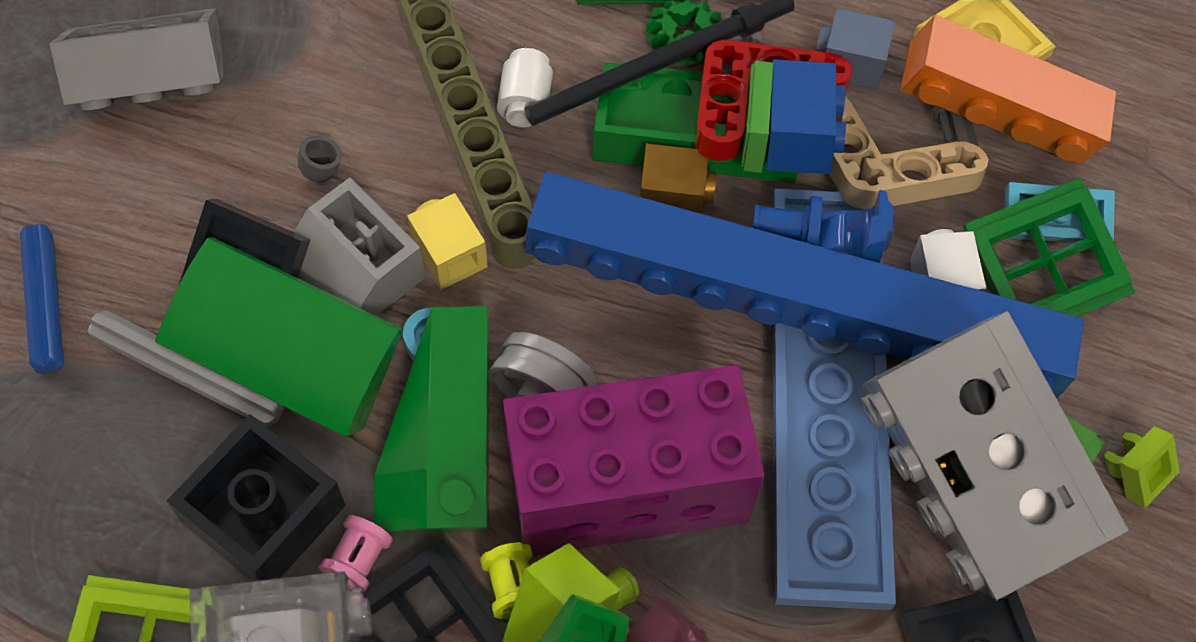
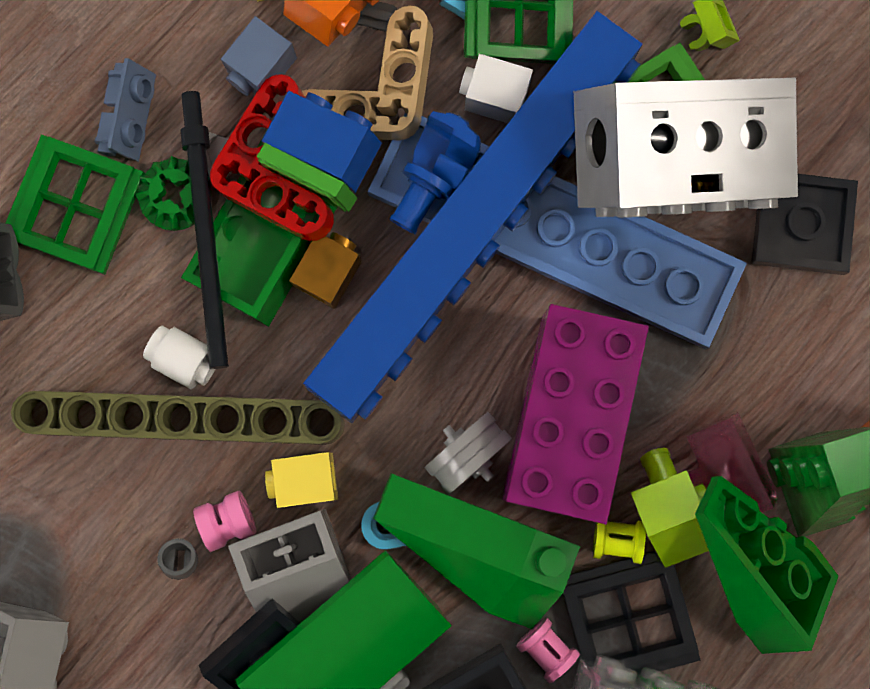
camera: 60 degrees left, 20 degrees up
(372, 174) = (224, 521): none -> bright pink wheel

